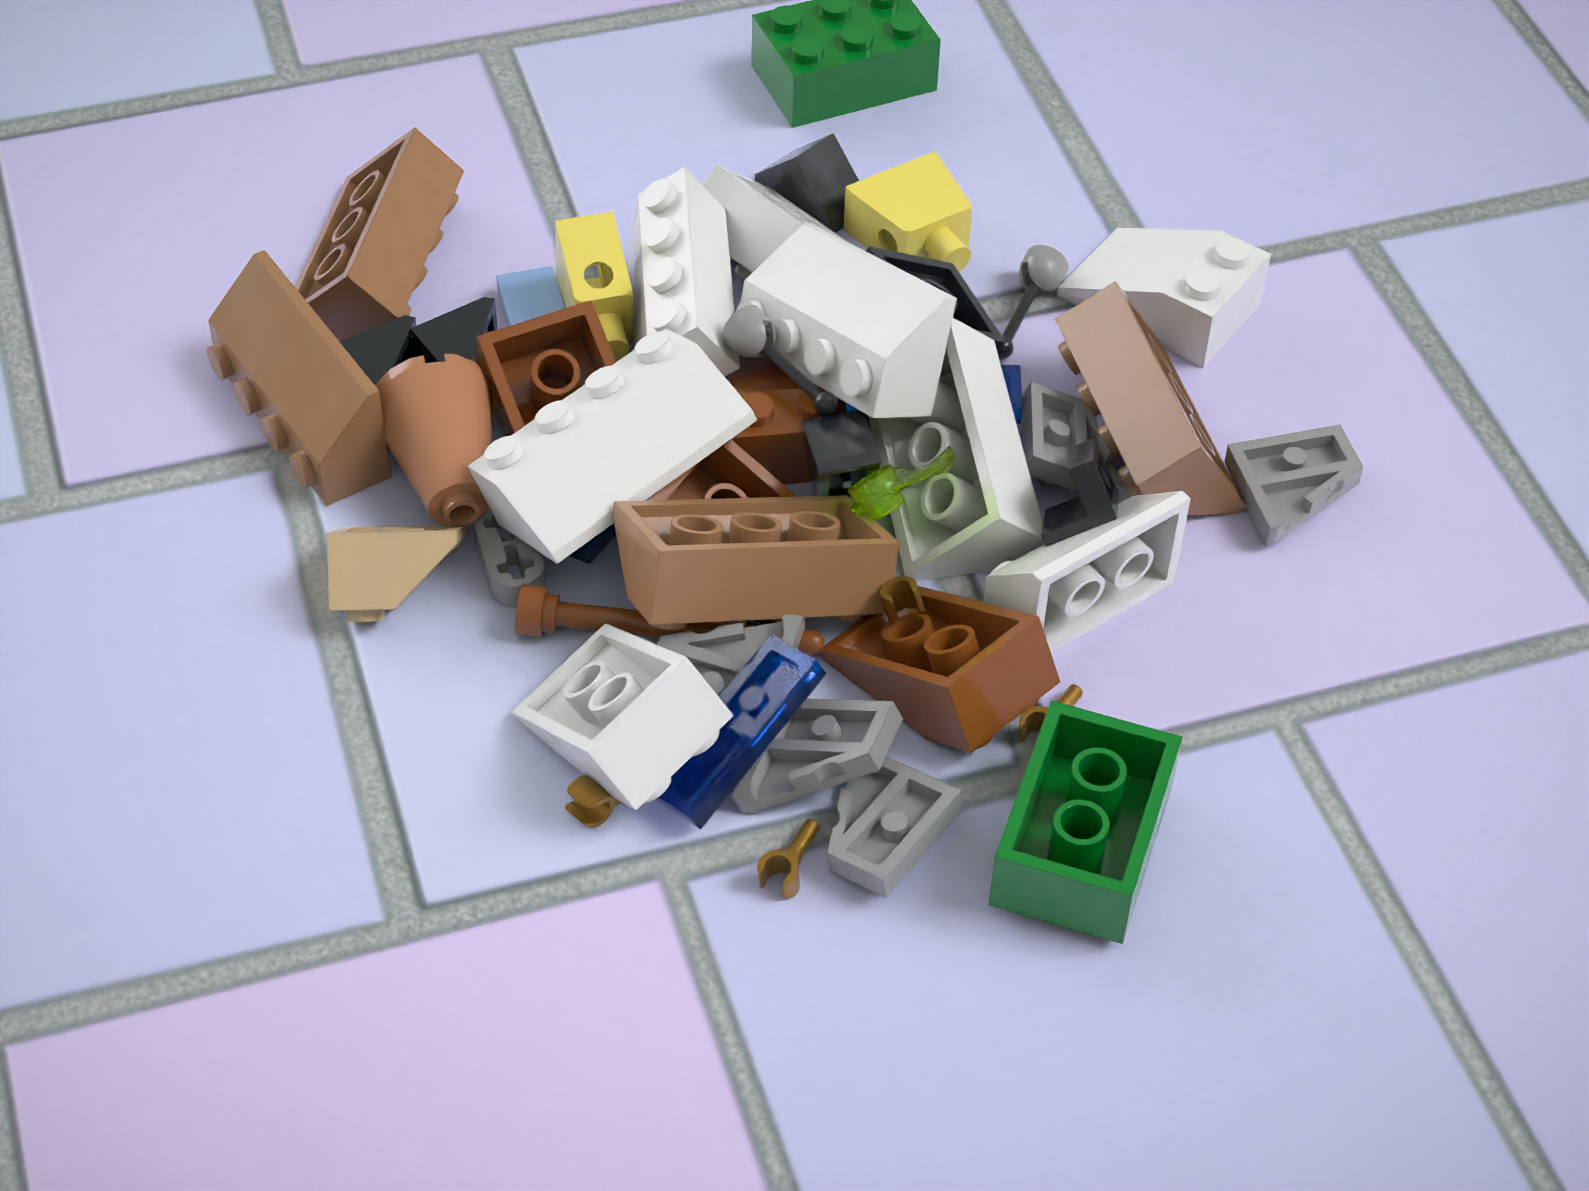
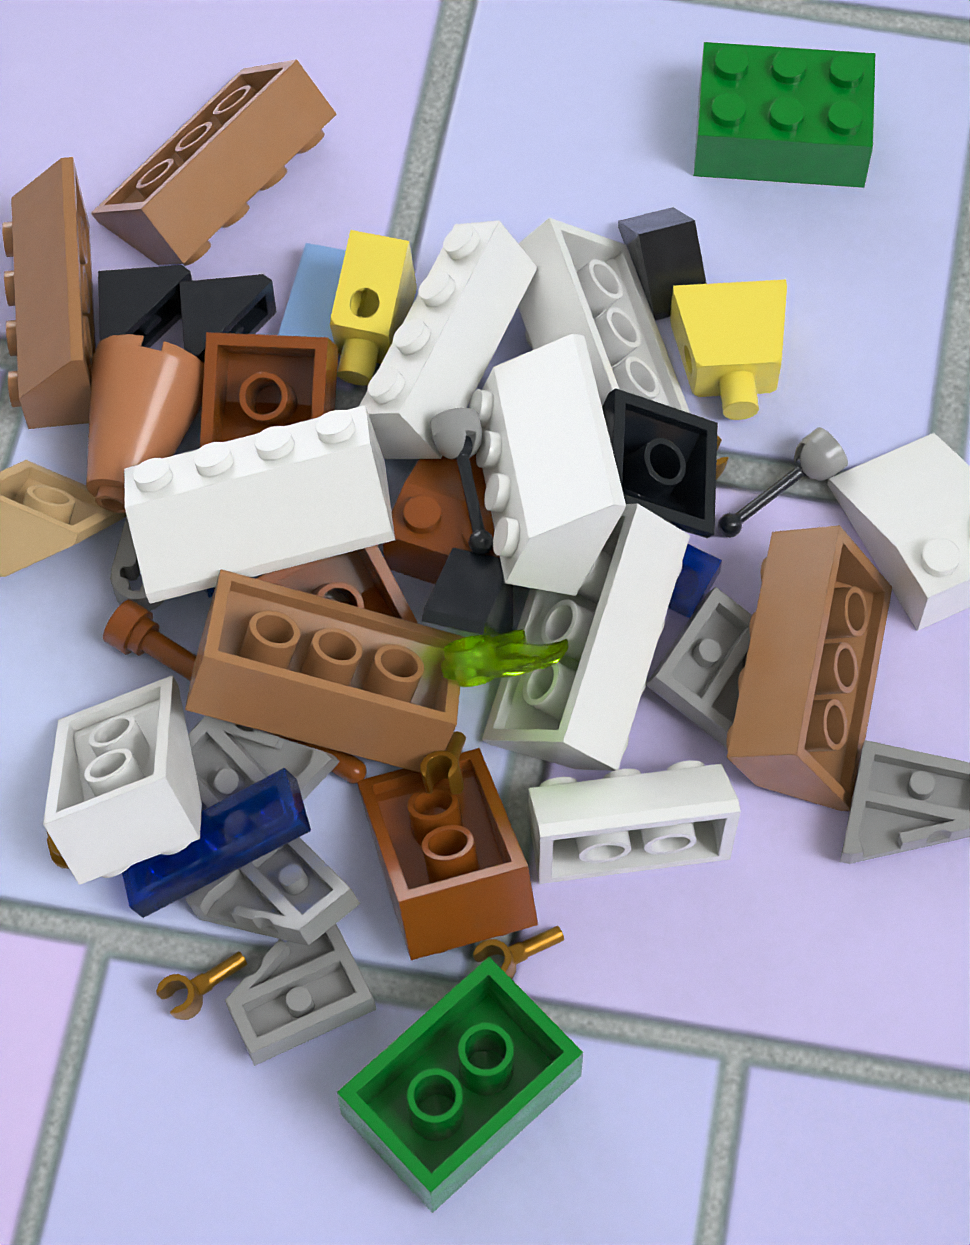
camera: 30 degrees right, 15 degrees up
(1096, 498) = (671, 745): black panel -> none

